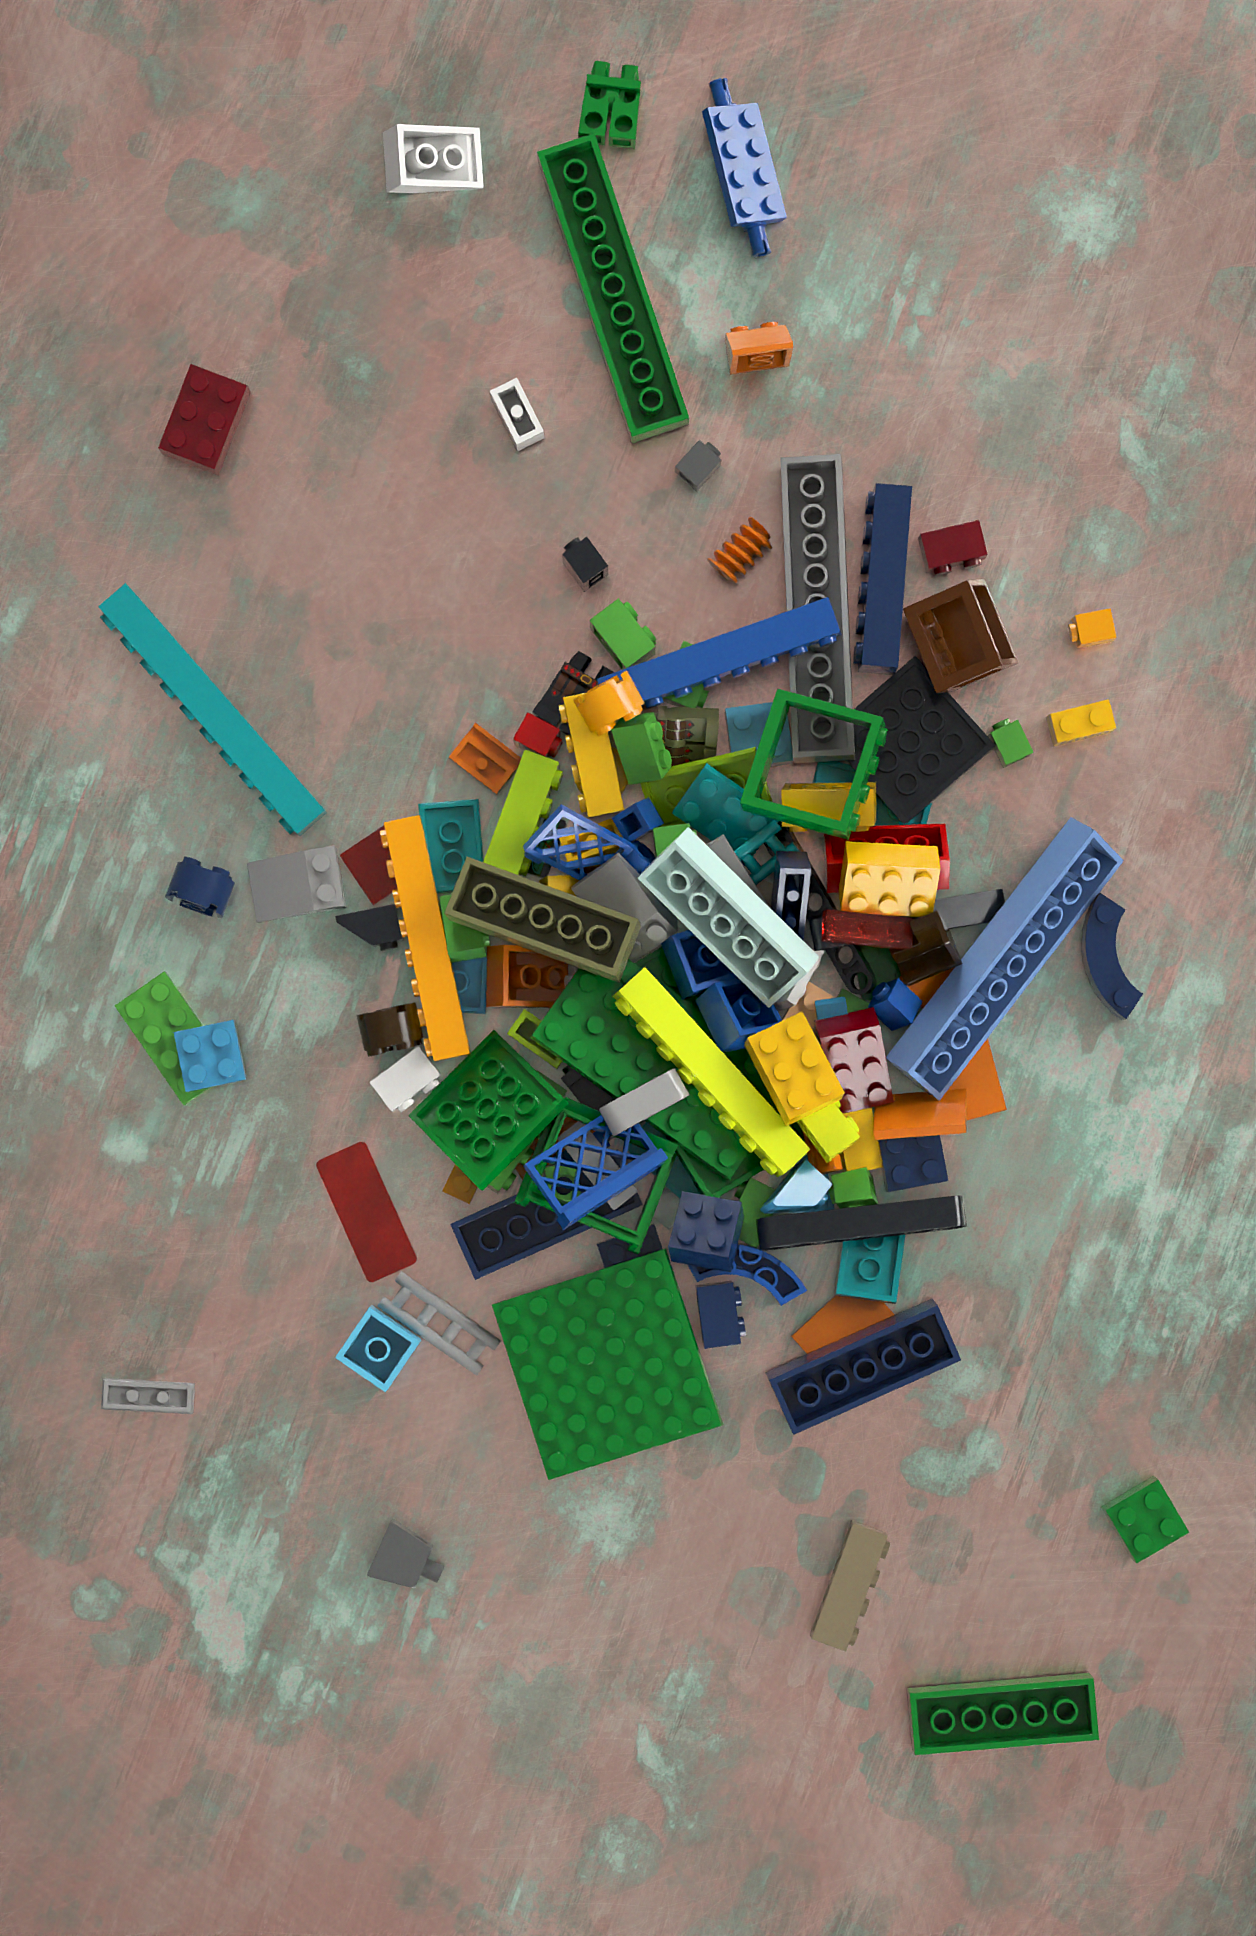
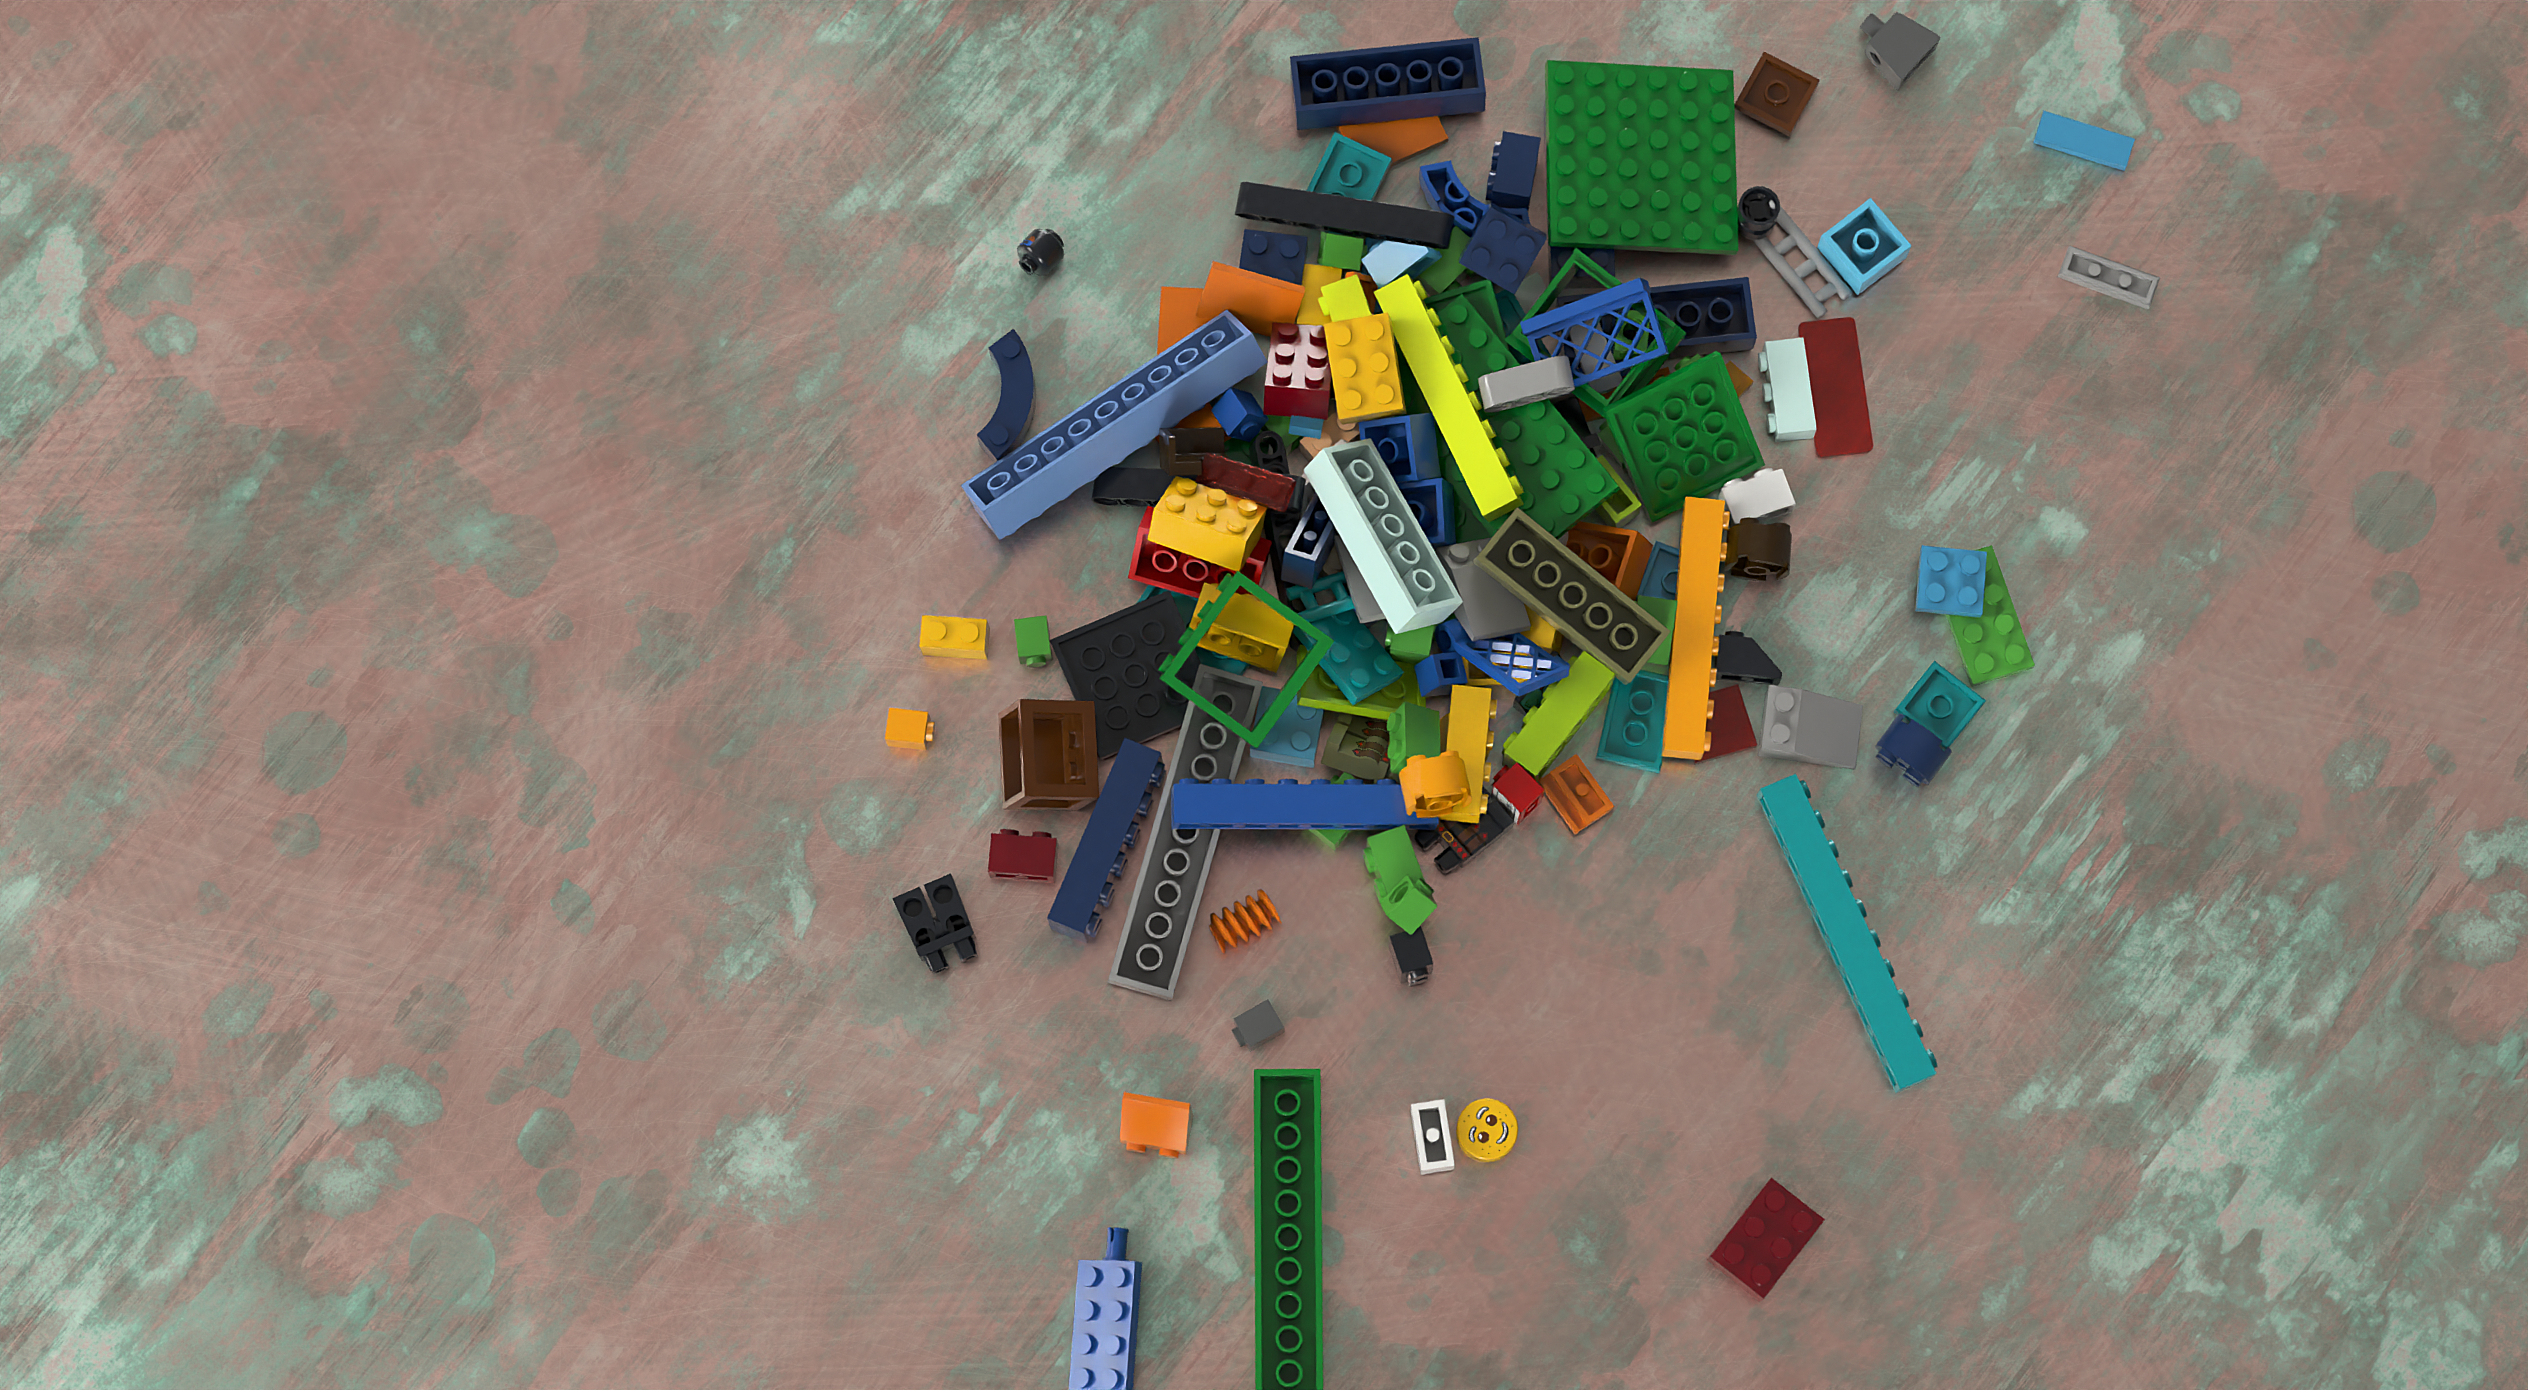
camera: 155 degrees left, 10 degrees down
(188, 941) = (1940, 704): none -> teal plate
(206, 1522) = (2084, 140): none -> dark azure tile
(408, 1191) = (1787, 390): none -> light aqua brick
(472, 438) = (1486, 1130): none -> yellow head
(484, 1346) = (1757, 205): none -> black wheel
(502, 1476) = (1776, 93): none -> reddish brown plate
(599, 595) = (1409, 903): none -> bright green brick
(1008, 466) = (939, 933): none -> black hips
(1127, 1105) = (1040, 252): none -> black head

